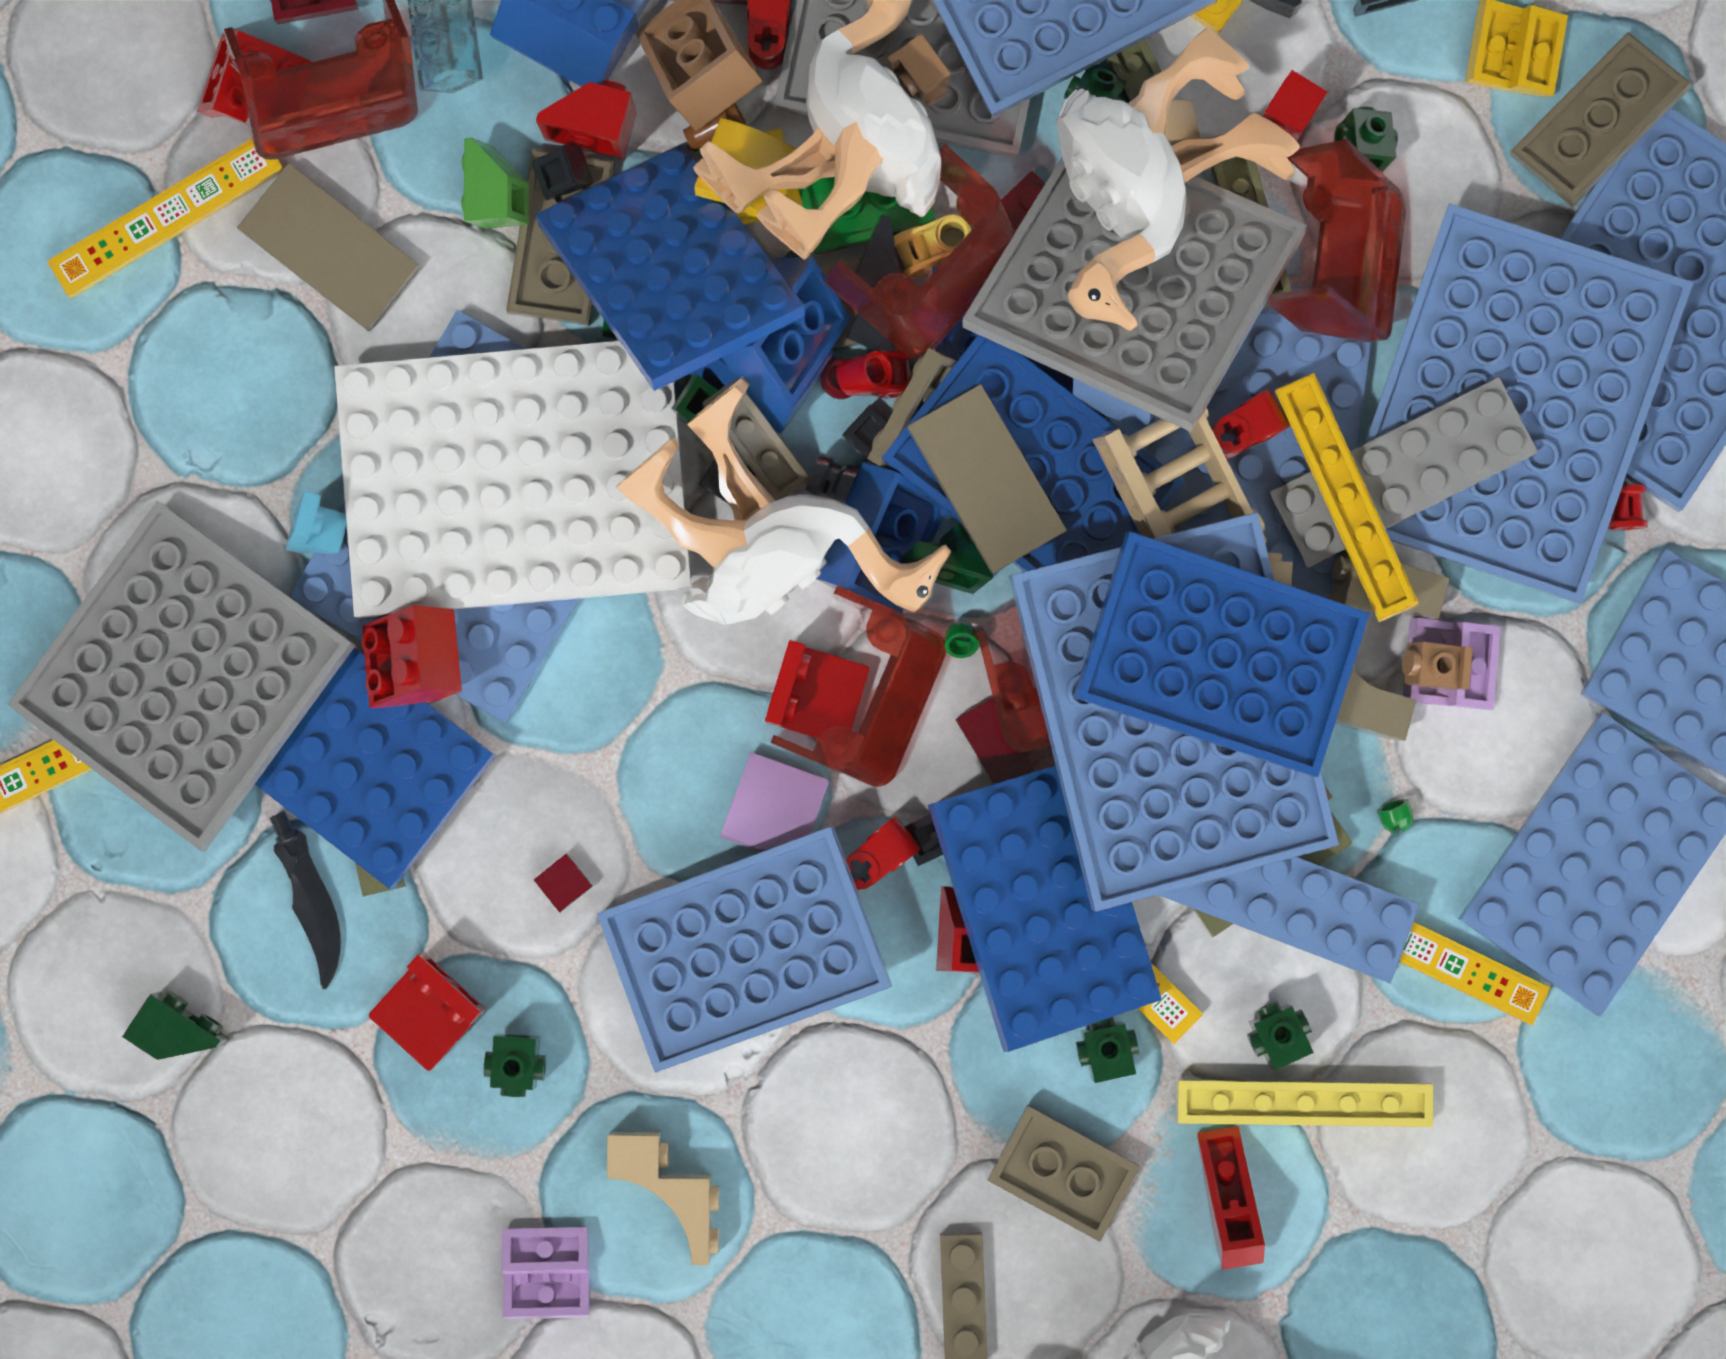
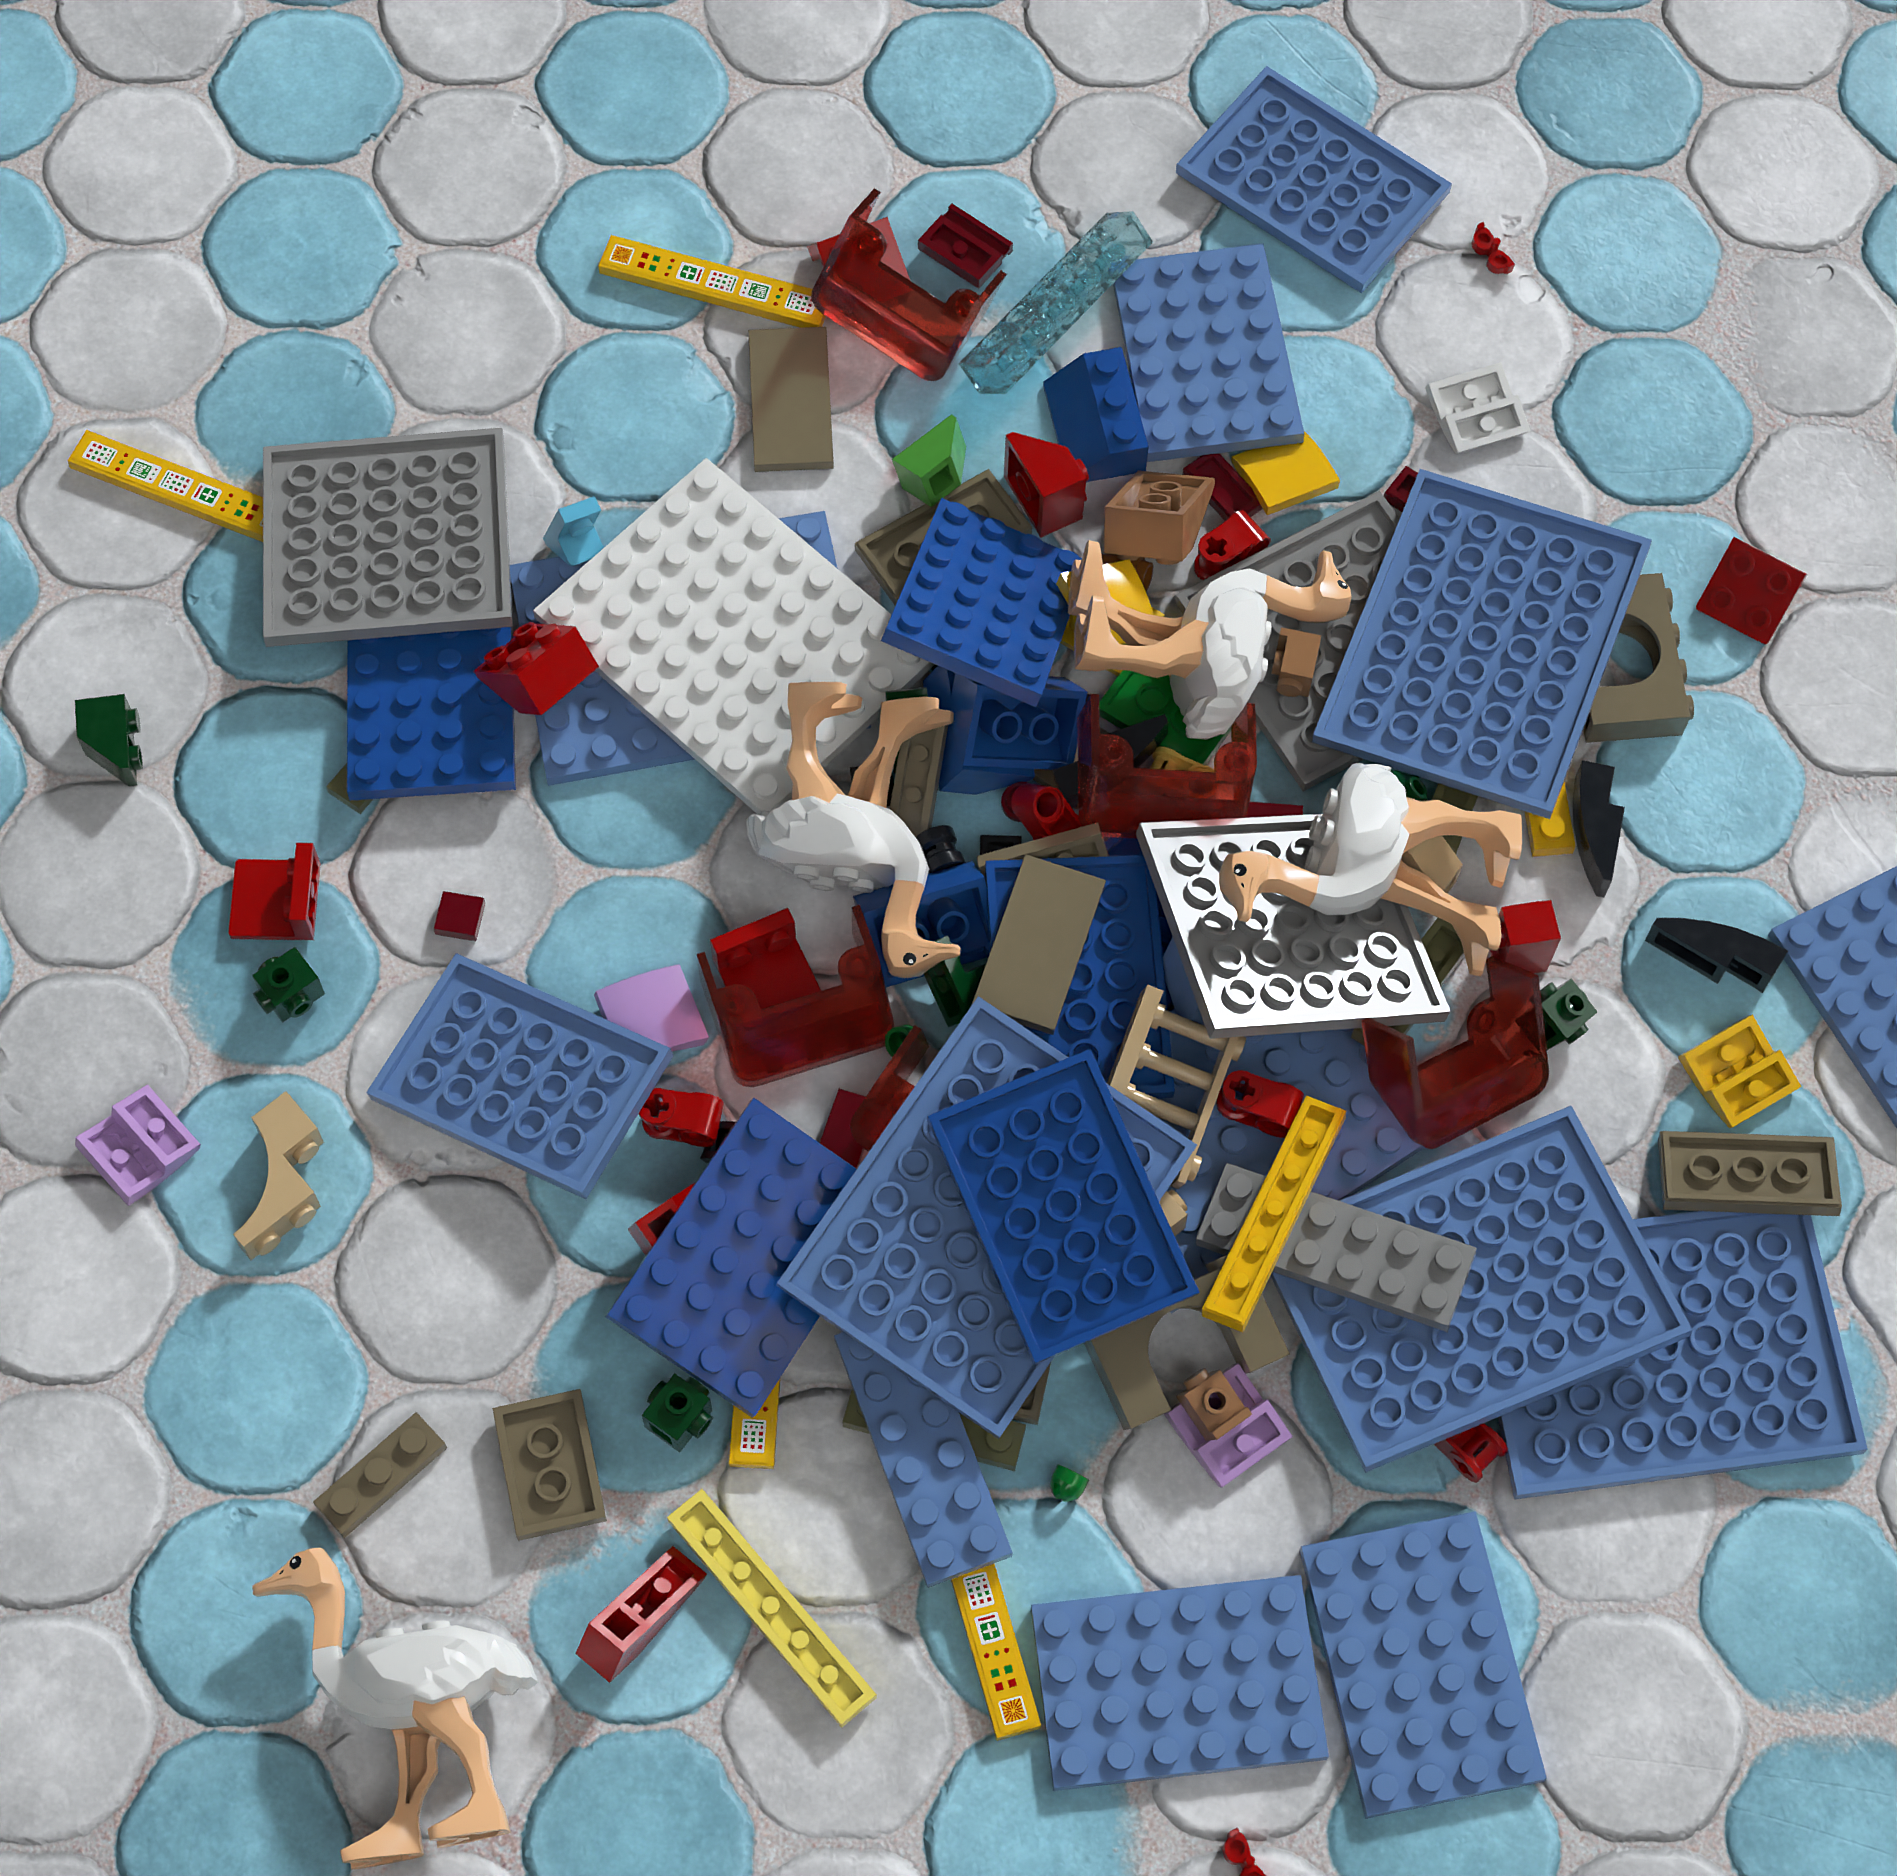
camera: 45 degrees right, 20 degrees down
(310, 897) = (293, 755): black sword -> none
(562, 171) = (991, 496): black slope -> none
(1291, 1045) = (806, 1550): dark green brick -> none

